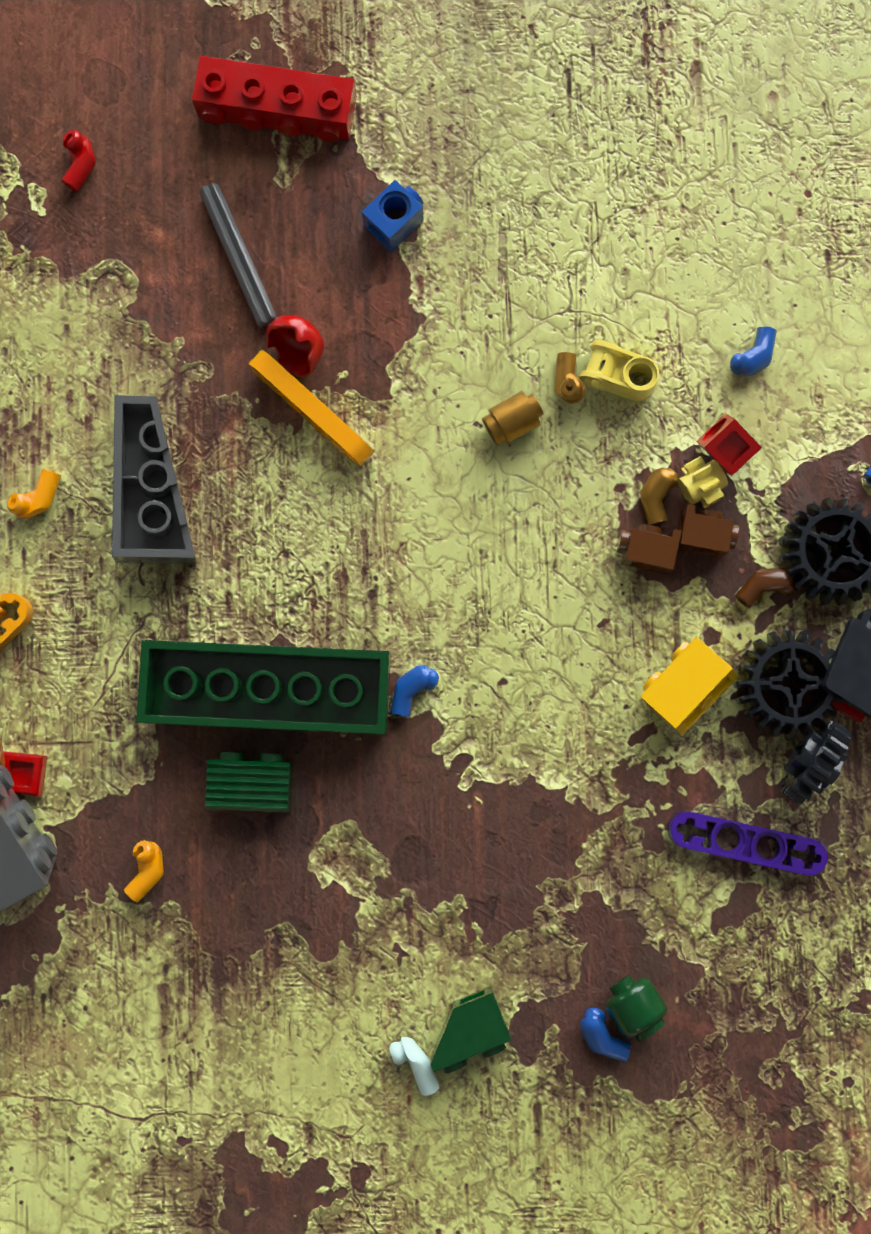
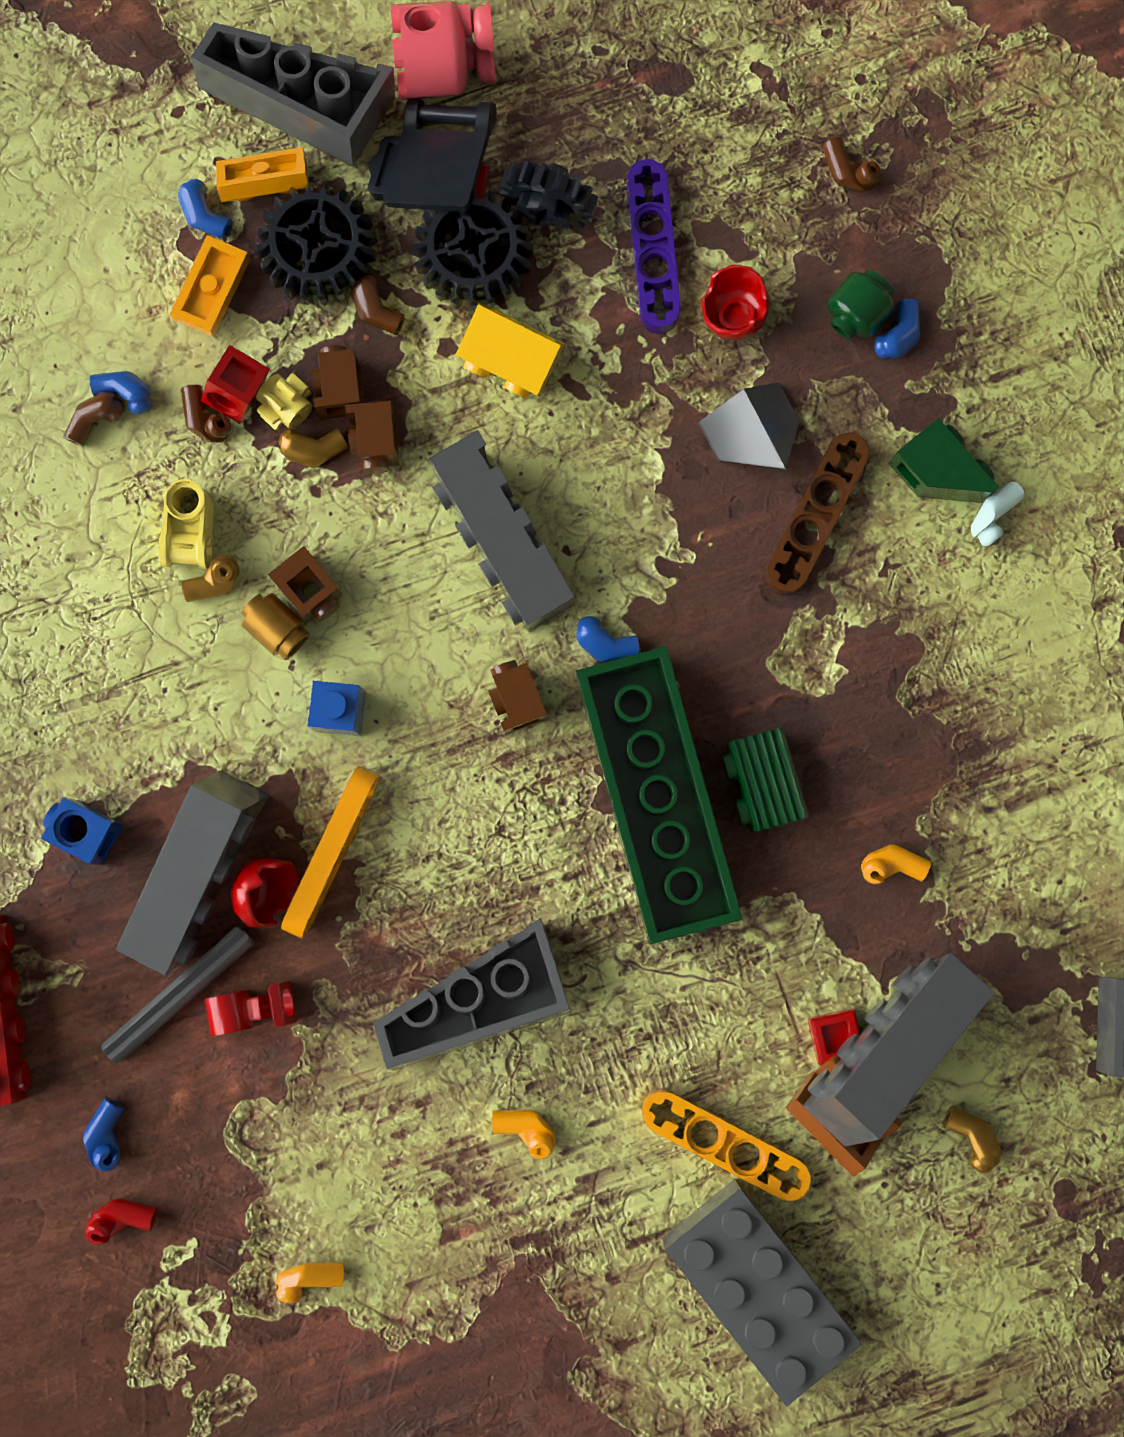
camera: 105 degrees left, 0 degrees up
(146, 163) = (100, 1136): none -> blue arm
(207, 295) = (238, 1010): none -> red leg
(331, 292) = (191, 871): none -> dark grey wedge
(388, 598) = (516, 696): none -> reddish brown brick
(426, 447) = (336, 708): none -> blue brick
(460, 911) = (813, 512): none -> reddish brown beam
(530, 628) = (500, 533): none -> dark grey wedge
(547, 444) = (298, 573): none -> reddish brown brick
(555, 877) = (753, 427): none -> slope
(671, 896) = (735, 302): none -> red hair
(709, 409) = (201, 420): none -> reddish brown arm
(744, 322) = (91, 411): none -> reddish brown arm
(763, 1038) = (847, 172): none -> reddish brown arm
(824, 451) = (210, 286): none -> light orange plate

